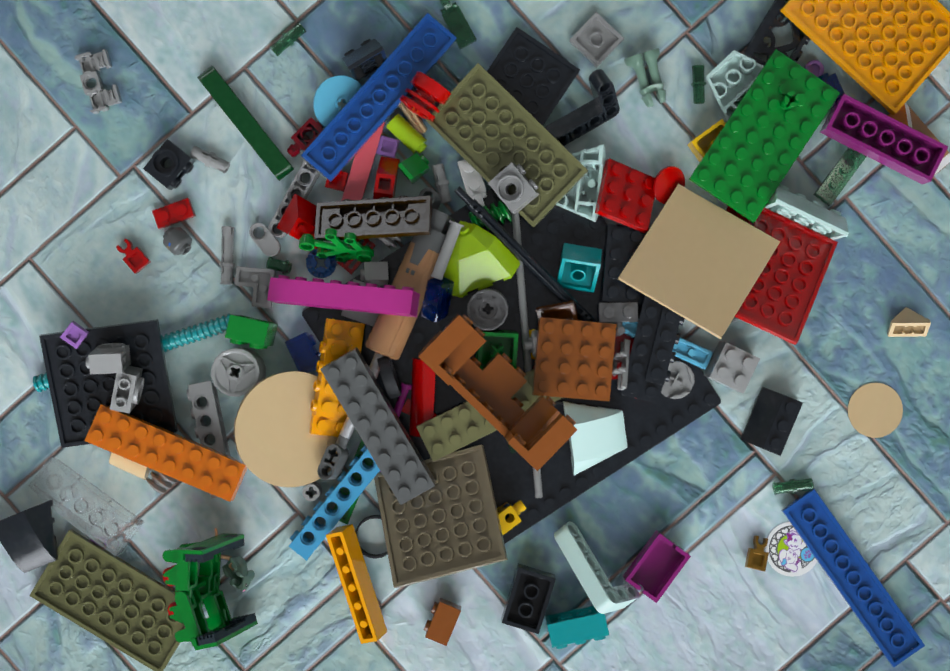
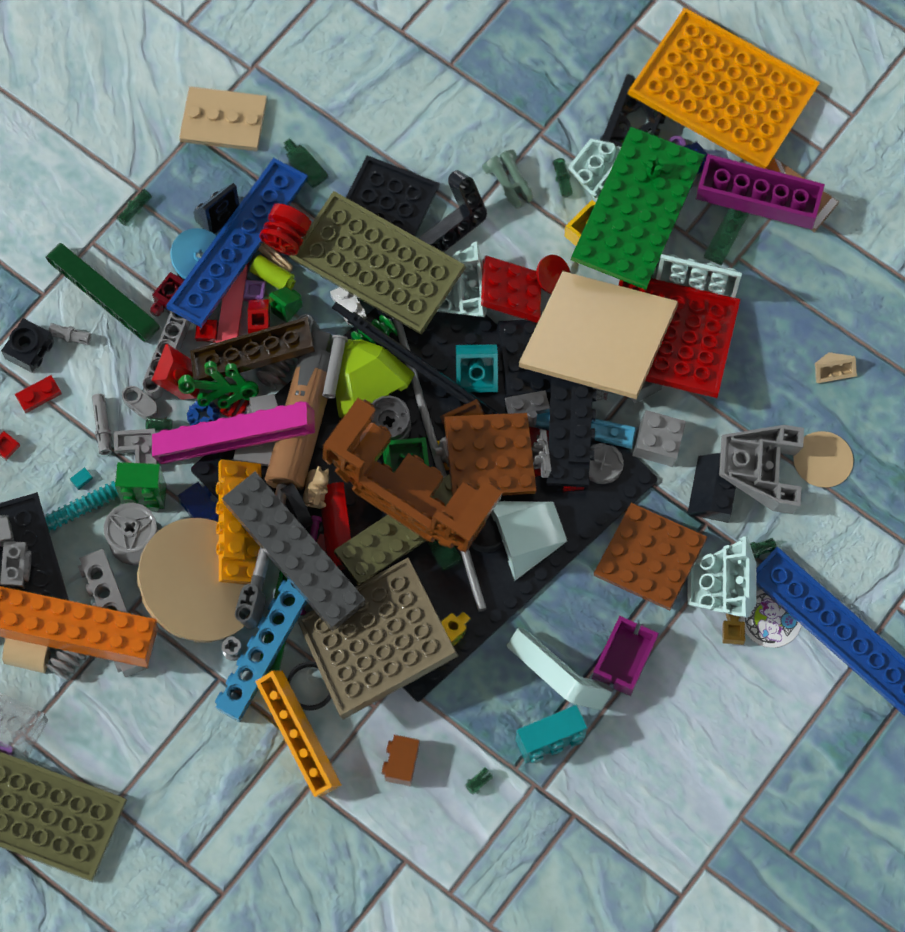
camera: 15 degrees left, 20 degrees down
(177, 241) = (46, 418): dark grey head -> none
(195, 591) = (129, 788): green container -> none
(202, 303) = (81, 478): none -> teal piece
(237, 570) = (158, 745): sand green animal -> none
(409, 362) = (316, 488): none -> tan animal
(437, 299) = (330, 415): clear blue brick -> none
(441, 183) = (316, 313): light grey pin -> none
(506, 649) = (477, 782): none -> clear green pin
(525, 191) = (389, 285): light grey brick -> none
(528, 598) = (491, 716): black brick -> none
(596, 39) = (450, 153): light grey plate -> none
(699, 475) = (650, 556): none -> dark orange plate
(759, 515) = (725, 580): none -> light aqua wedge
(812, 412) = (753, 464): none -> light grey wedge

